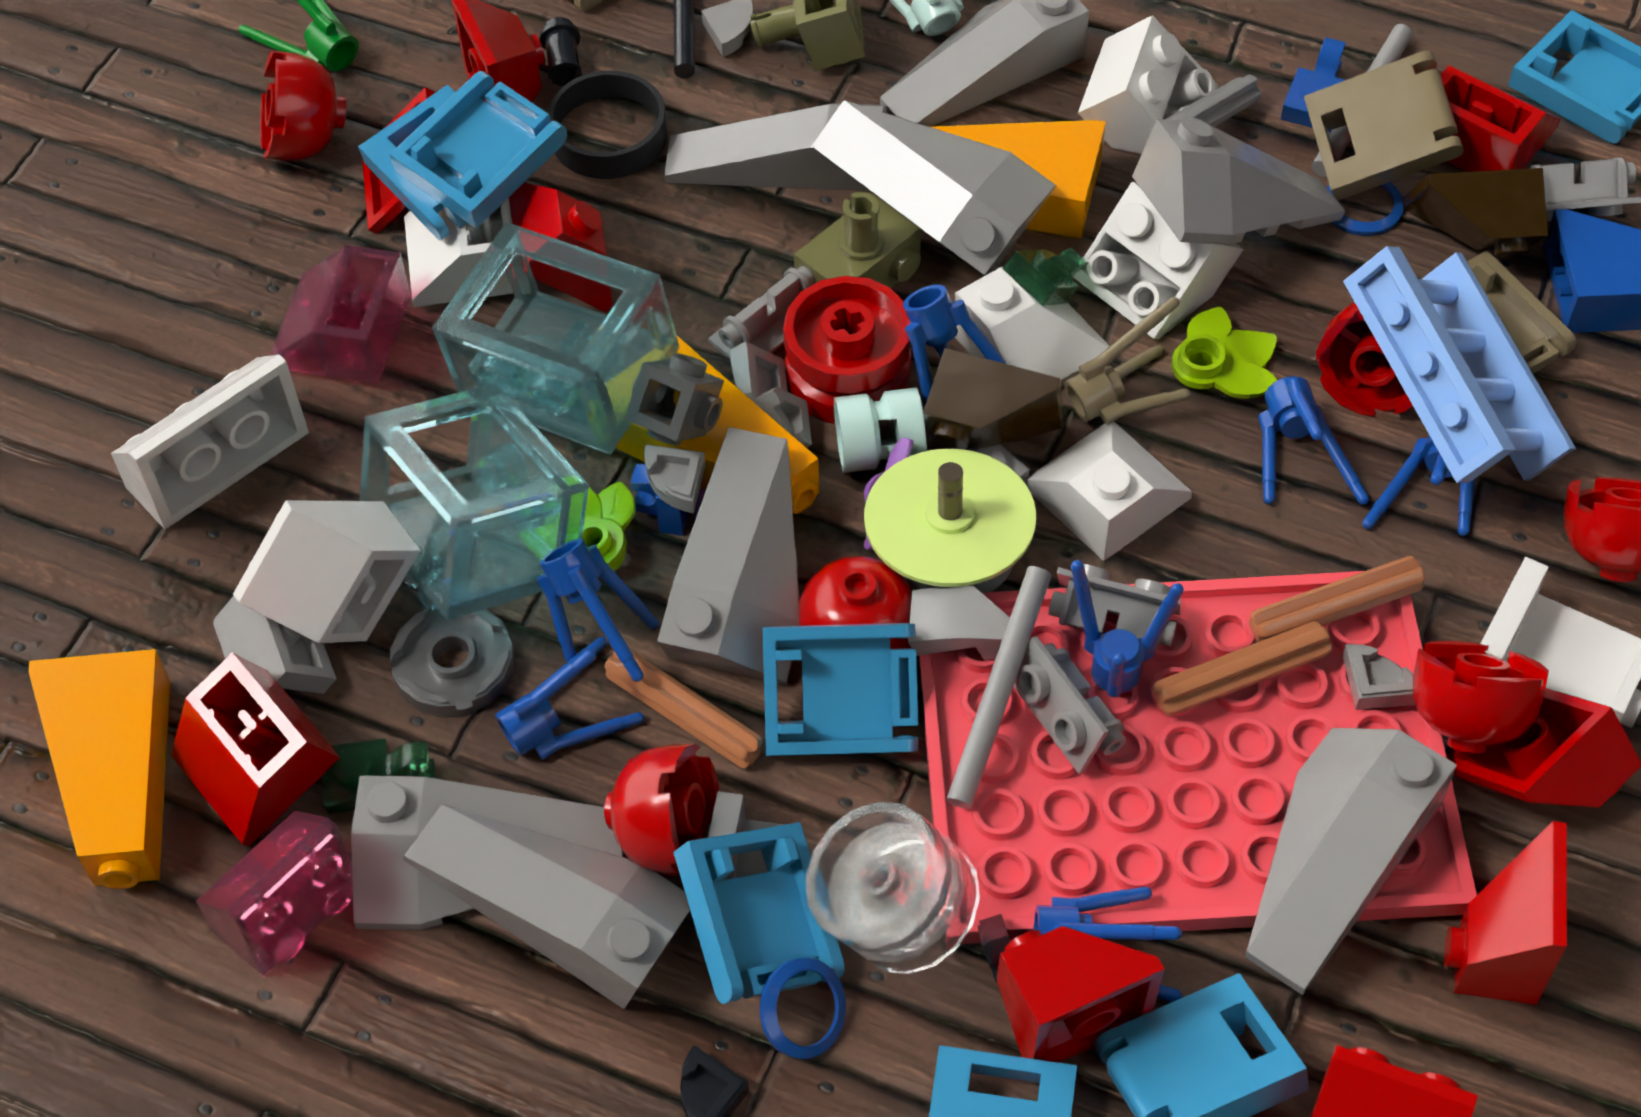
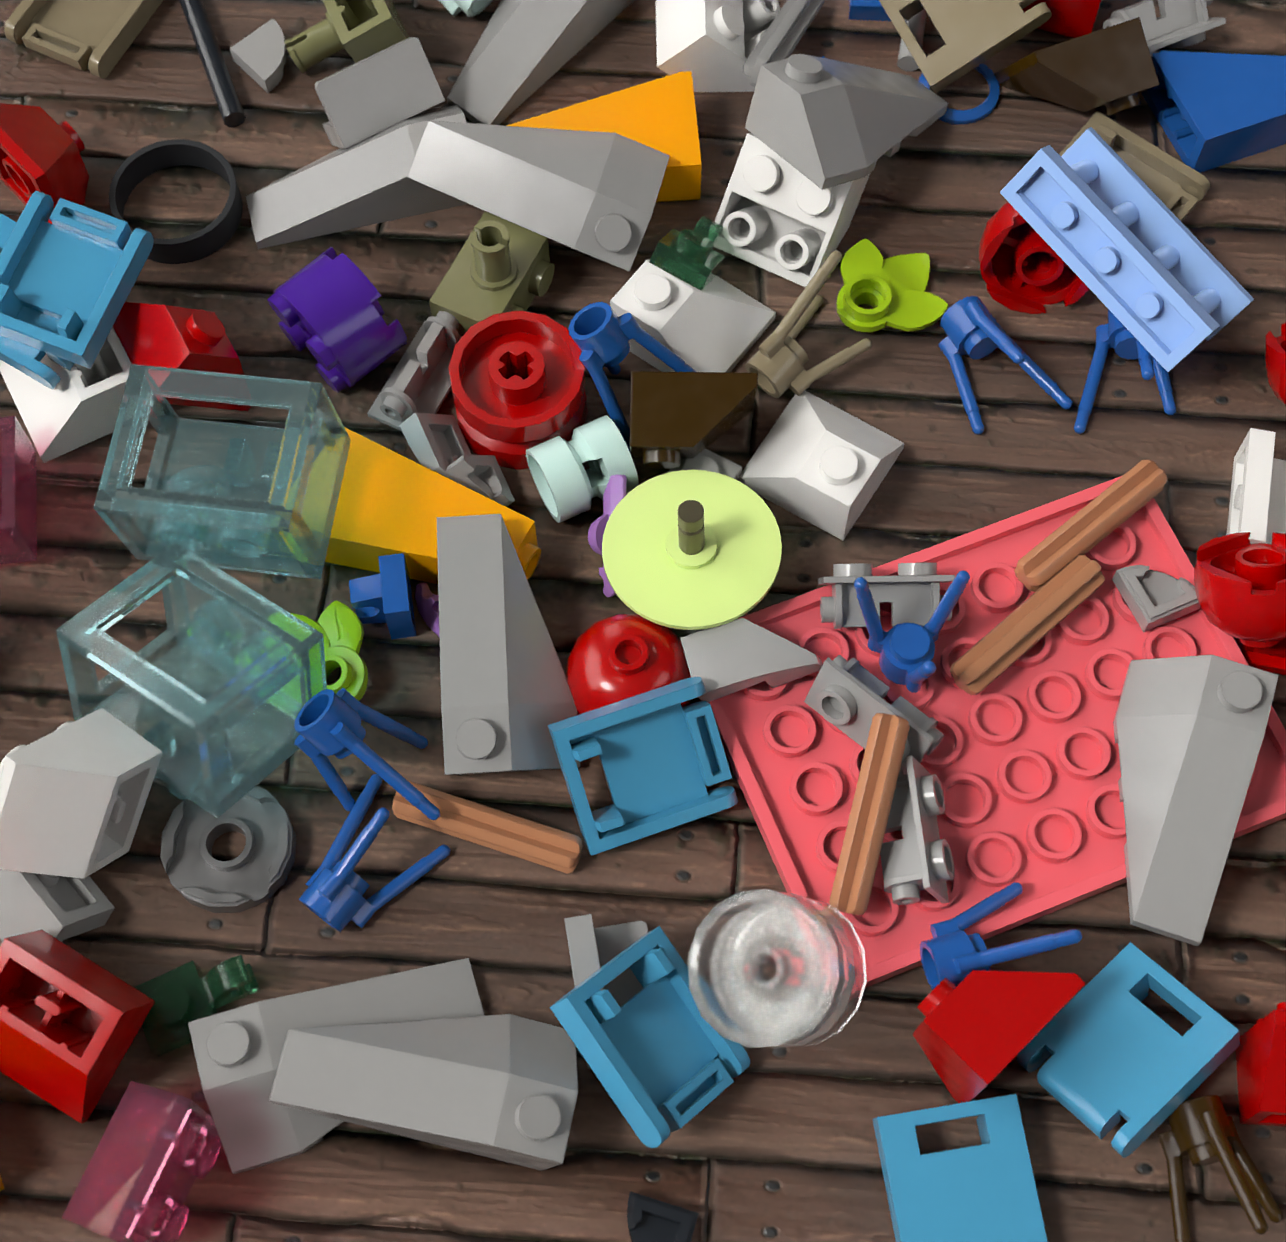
camera: 20 degrees left, 10 degrees up
(560, 41) = (92, 120): black pin -> none
(661, 804) = (511, 952): red cylinder -> none
(675, 399) = (373, 504): dark grey brick -> none
(675, 475) = (396, 584): light grey tile -> none
(707, 250) = (338, 318): none -> dark purple brick
(769, 1000) = (696, 1118): blue piece -> none
(814, 73) = (377, 93): none -> light grey panel
(994, 940) = (896, 993): tile -> none
(999, 688) = (806, 720): light grey bar -> none
(1025, 780) = (869, 813): none -> nougat axle
(1071, 788) = (921, 857): none -> light grey hinge

